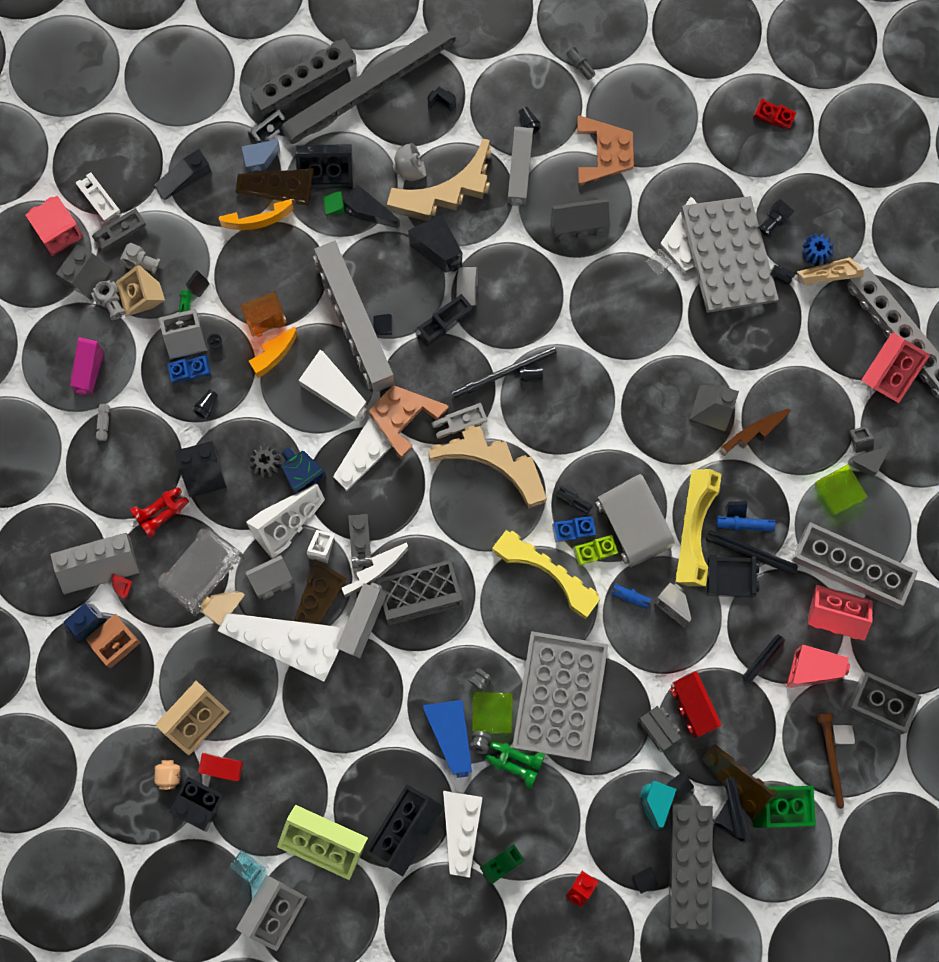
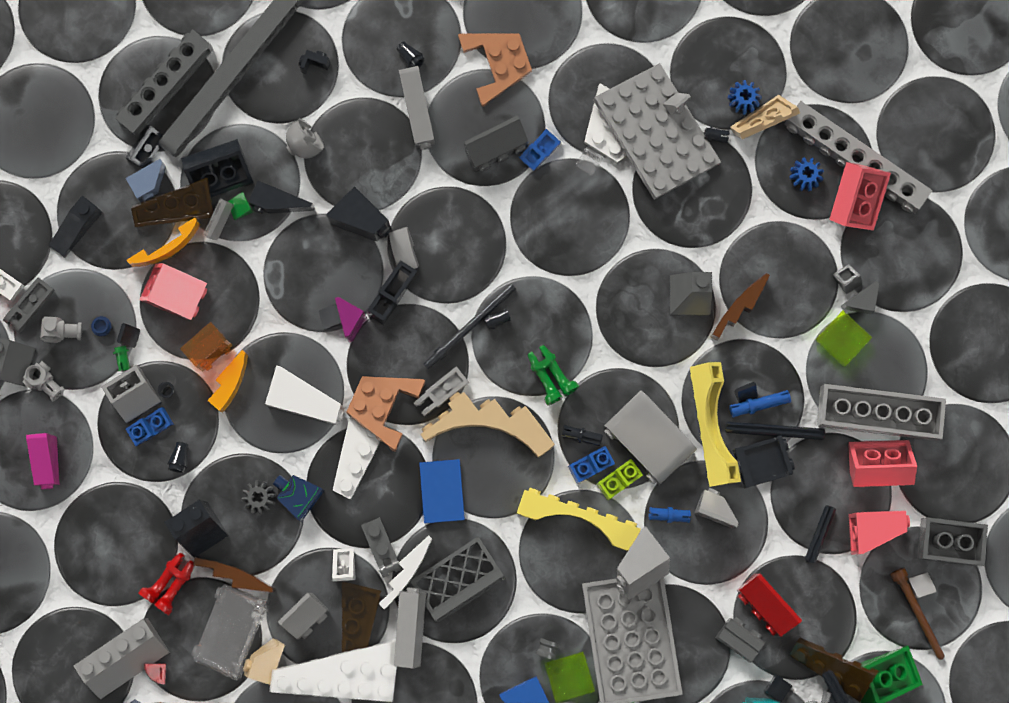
camera: 15 degrees left, 5 degrees up
(102, 423) = (80, 510): light grey axle -> none
(139, 291) = (71, 363): tan slope -> none
(176, 268) = (101, 326): none -> dark blue plate
(224, 526) = (240, 578): none -> reddish brown slope
(251, 258) = (174, 291): none -> coral slope
(281, 521) = (293, 557): white wedge -> none
(308, 212) = (218, 219): none -> light grey slope
(354, 317) = (299, 319): light grey brick -> none
(401, 329) = (350, 317): none -> magenta slope
(423, 202) = (353, 160): tan arch -> none
(431, 509) = (442, 491): none -> blue tile
(574, 452) = (566, 386): none -> green piece
(590, 630) = (642, 565): none -> light grey slope
(618, 238) = (540, 150): none -> blue slope
(755, 234) = (676, 102): none -> light grey slope
(777, 215) = (693, 75): black connector -> none
(858, 331) = (810, 169): none -> blue gear

